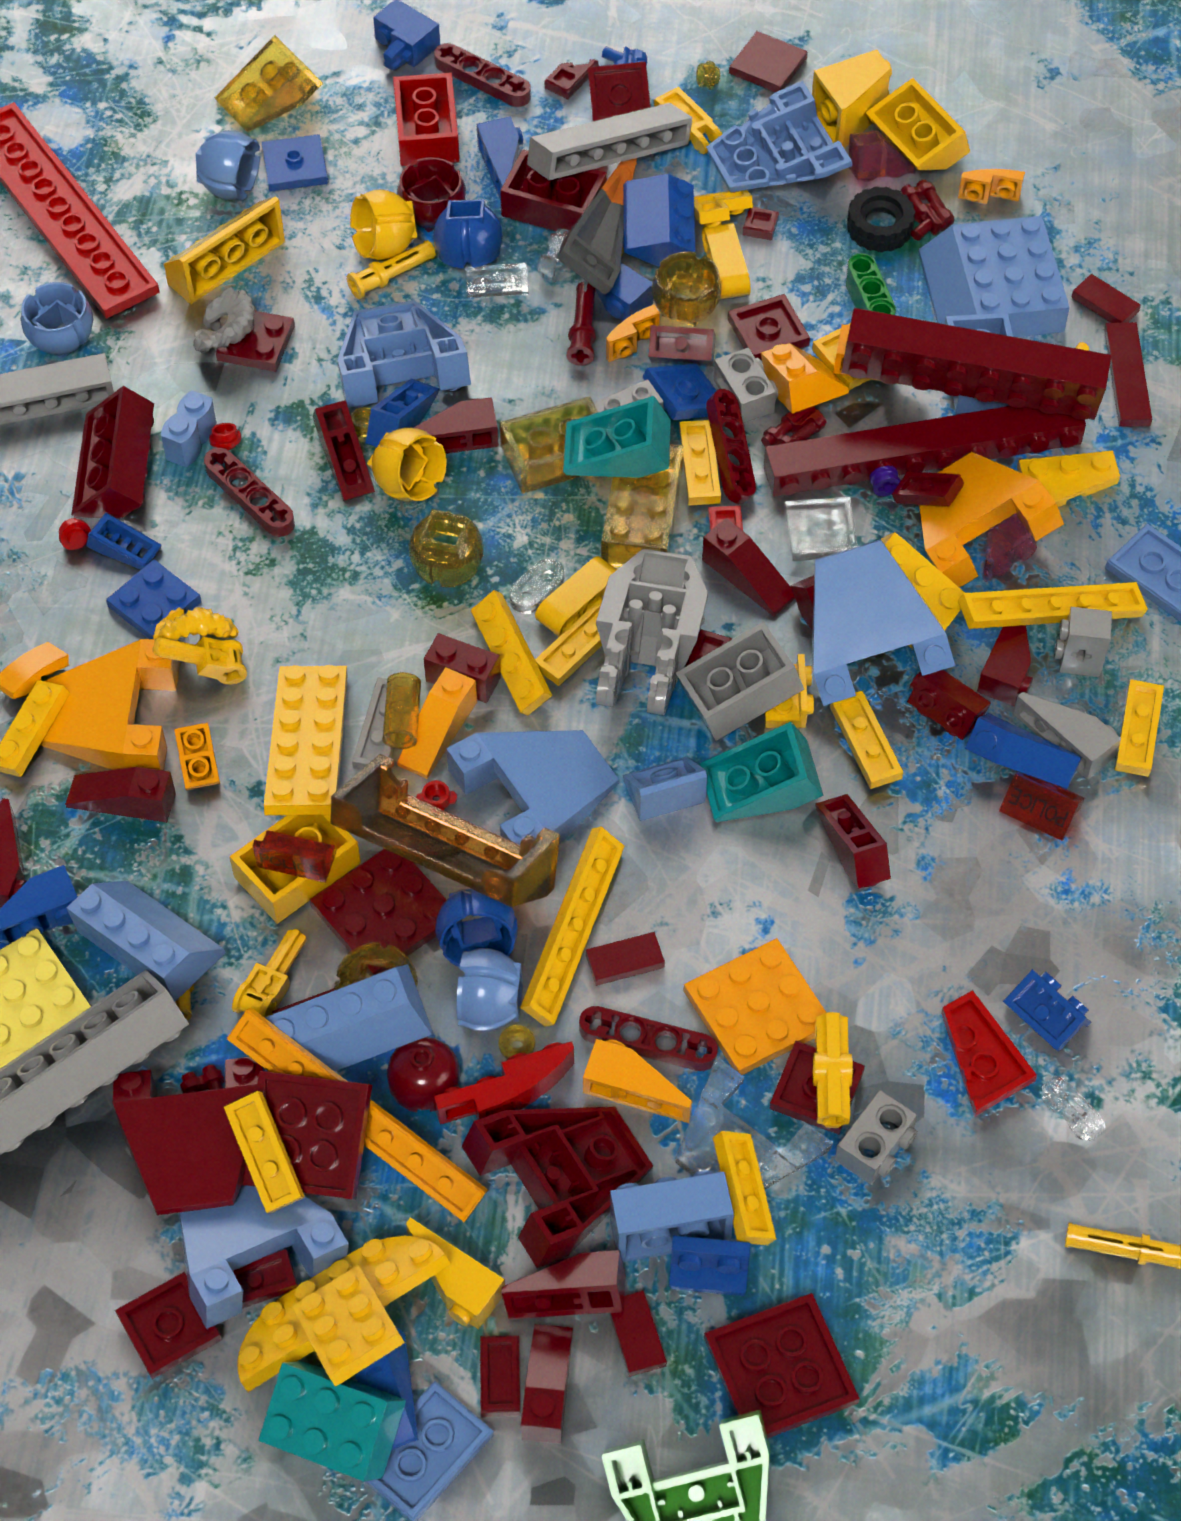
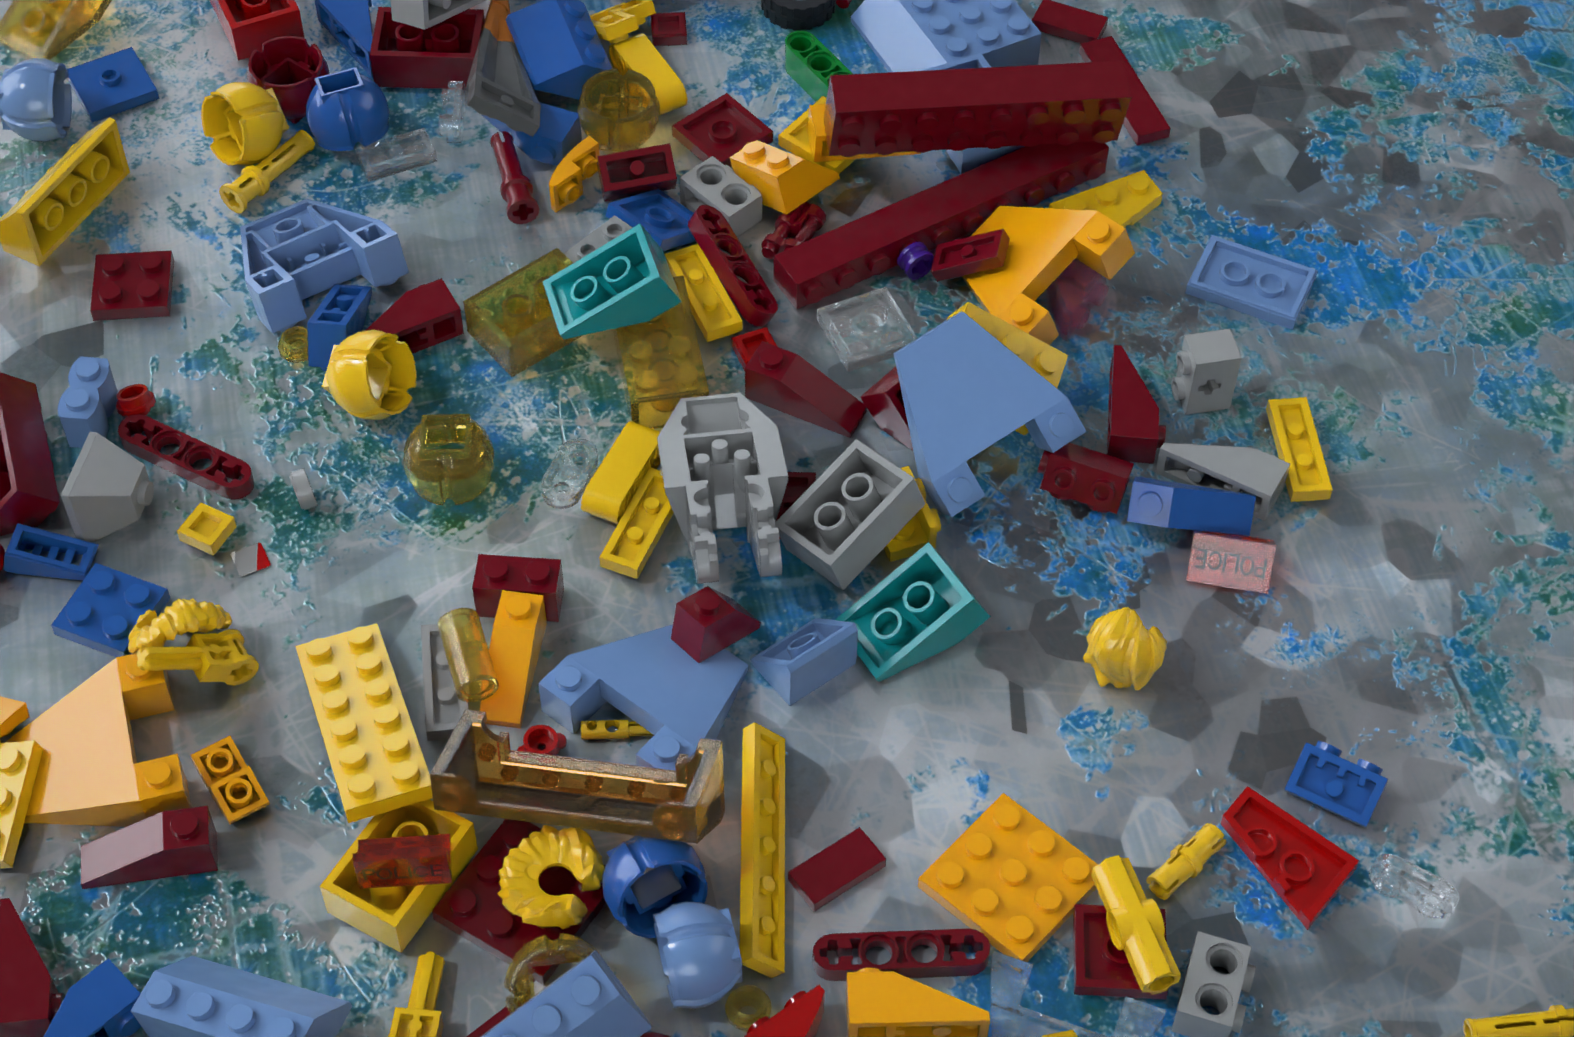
camera: 20 degrees left, 5 degrees down
(177, 503) = (105, 489): none -> light grey slope
(240, 321) = (111, 268): light grey piece -> none
(244, 554) = (206, 528): none -> yellow plate
(271, 587) = (250, 559): none -> light grey sticker
(327, 543) = (303, 489): none -> light grey tile
(343, 450) = (284, 380): dark red slope -> none
(386, 886) = (544, 849): none -> yellow piece
(484, 797) = (598, 729): none -> yellow pin
(516, 659) = (582, 566): yellow plate -> none
(600, 737) = (710, 623): none -> dark red slope
(855, 841) = (1049, 658): dark red slope -> none
(867, 740) = (1012, 544): yellow plate -> none
(900, 1034) = (1186, 861): none -> yellow pin
(916, 853) = (1124, 649): none -> yellow hair
(1049, 604) = (1150, 342): yellow plate -> none

